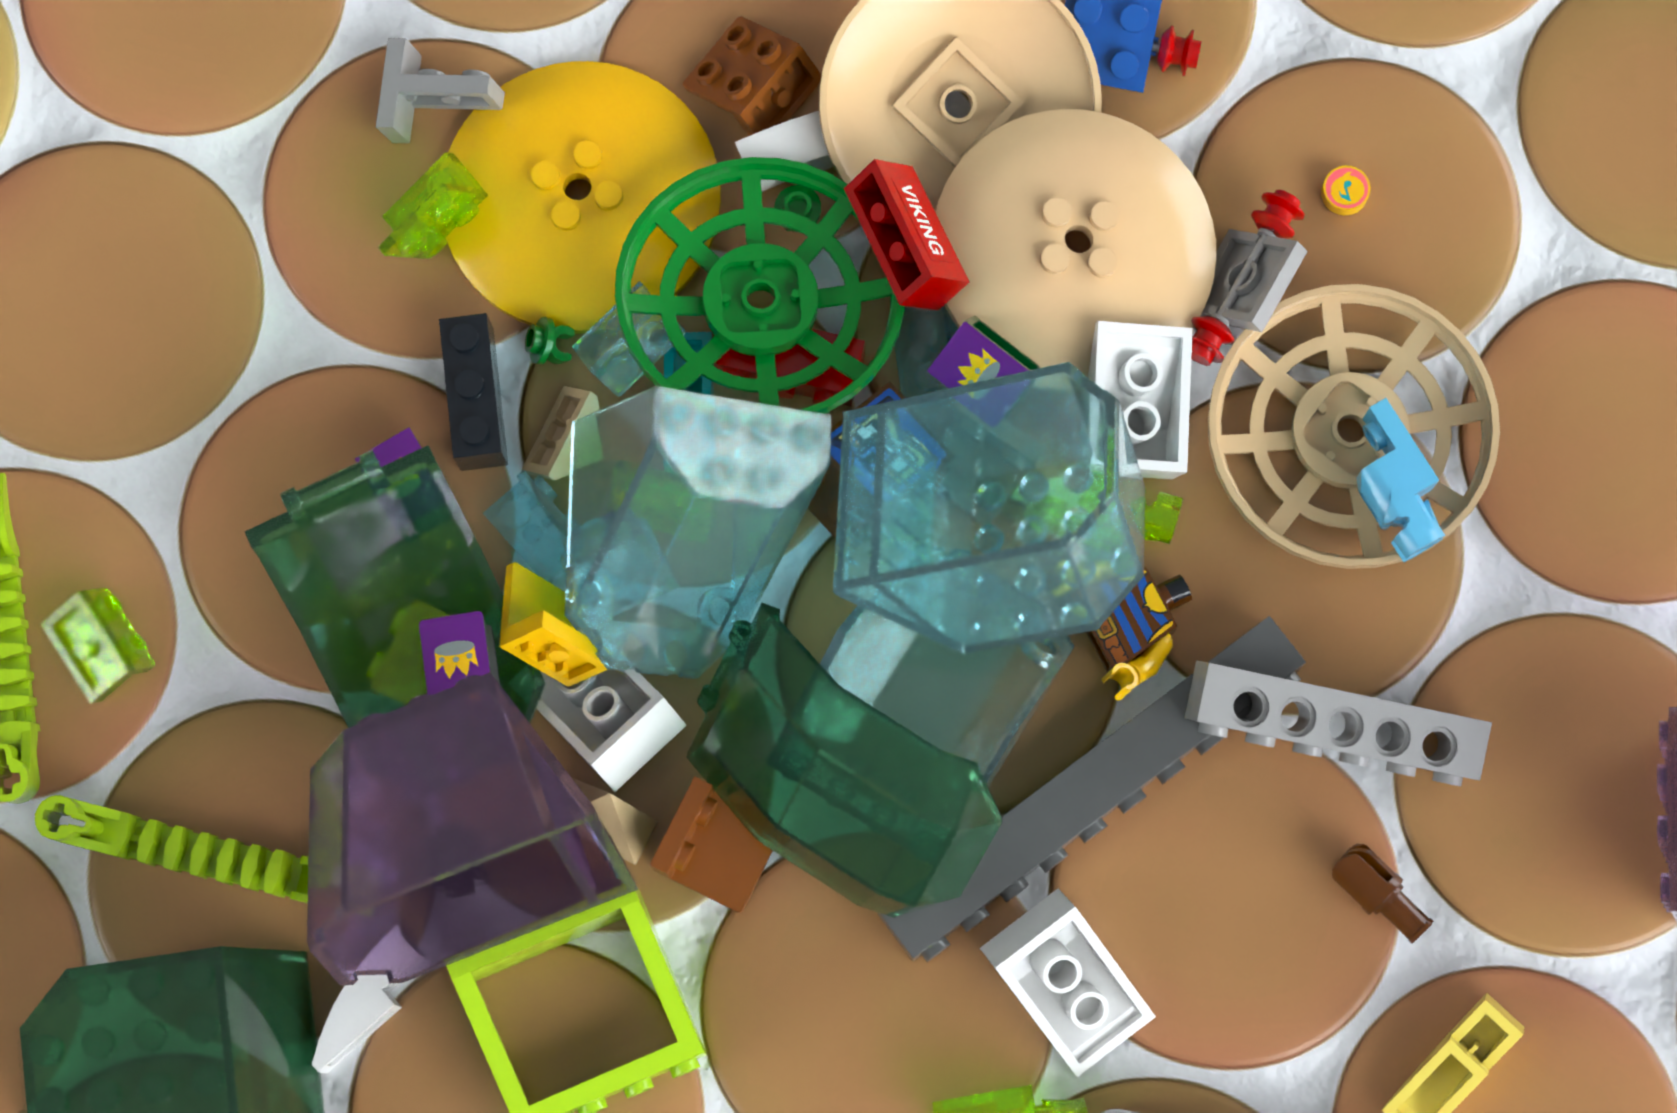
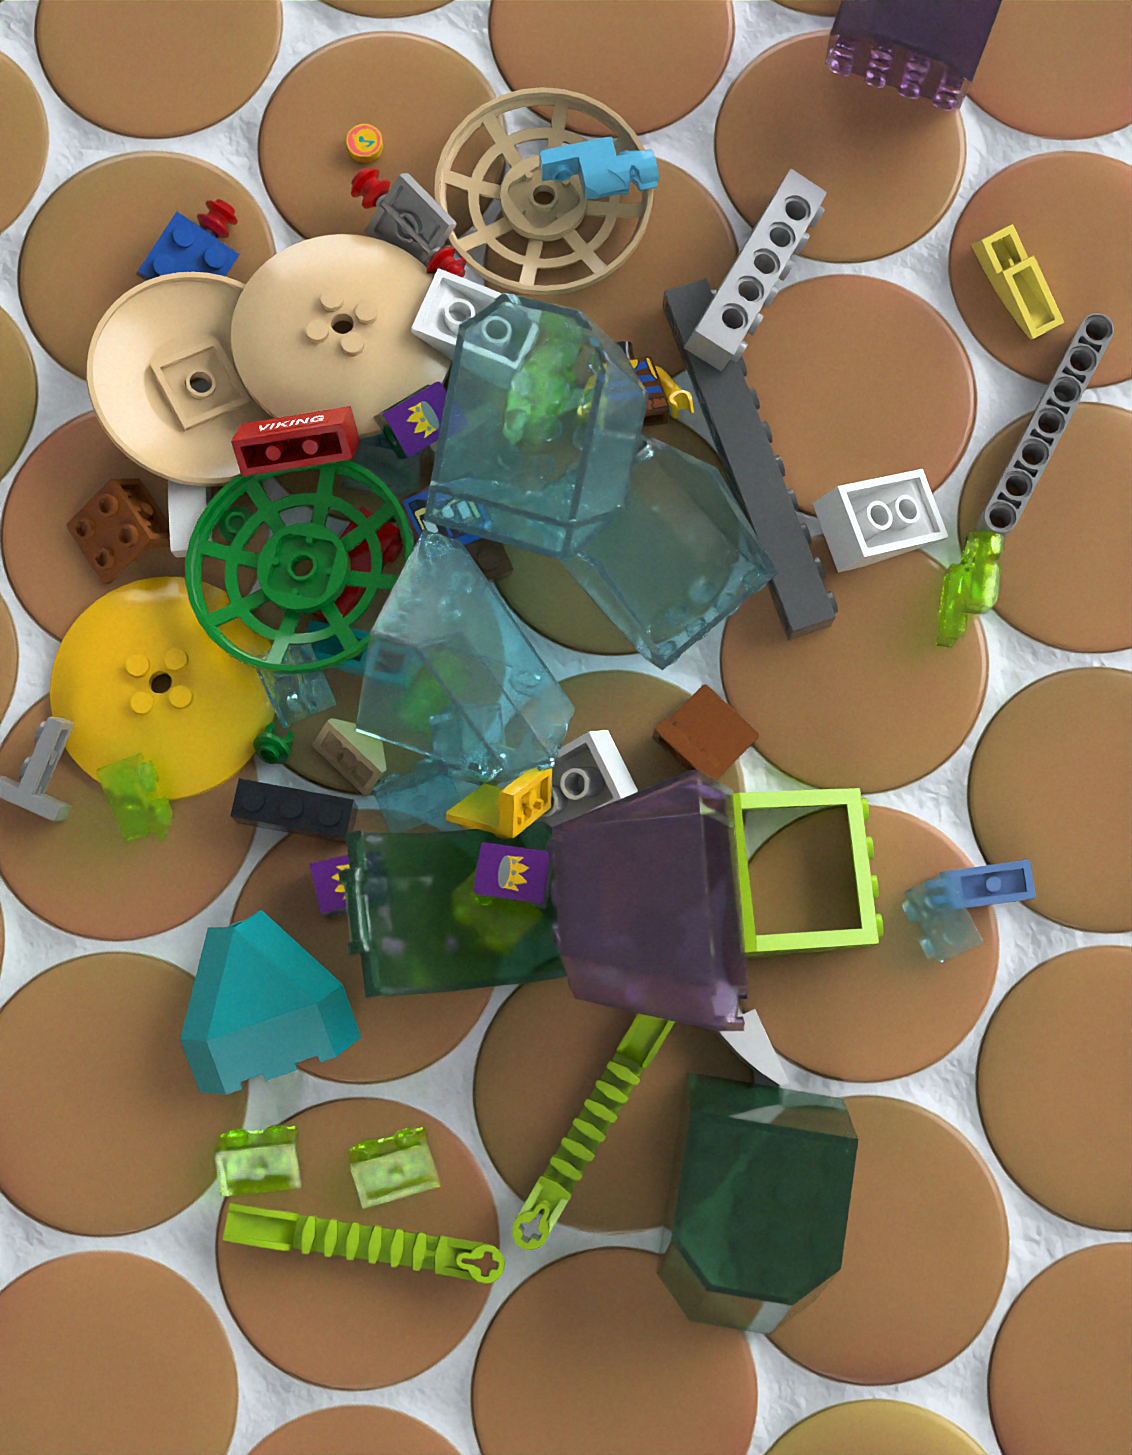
camera: 80 degrees left, 0 degrees up
(63, 489) = (258, 1160): none -> clear neon green bracket
(229, 430) = (261, 1007): none -> teal panel
(837, 778) = (686, 624): clear green windscreen -> none
(1379, 890) = (880, 288): reddish brown arm -> none

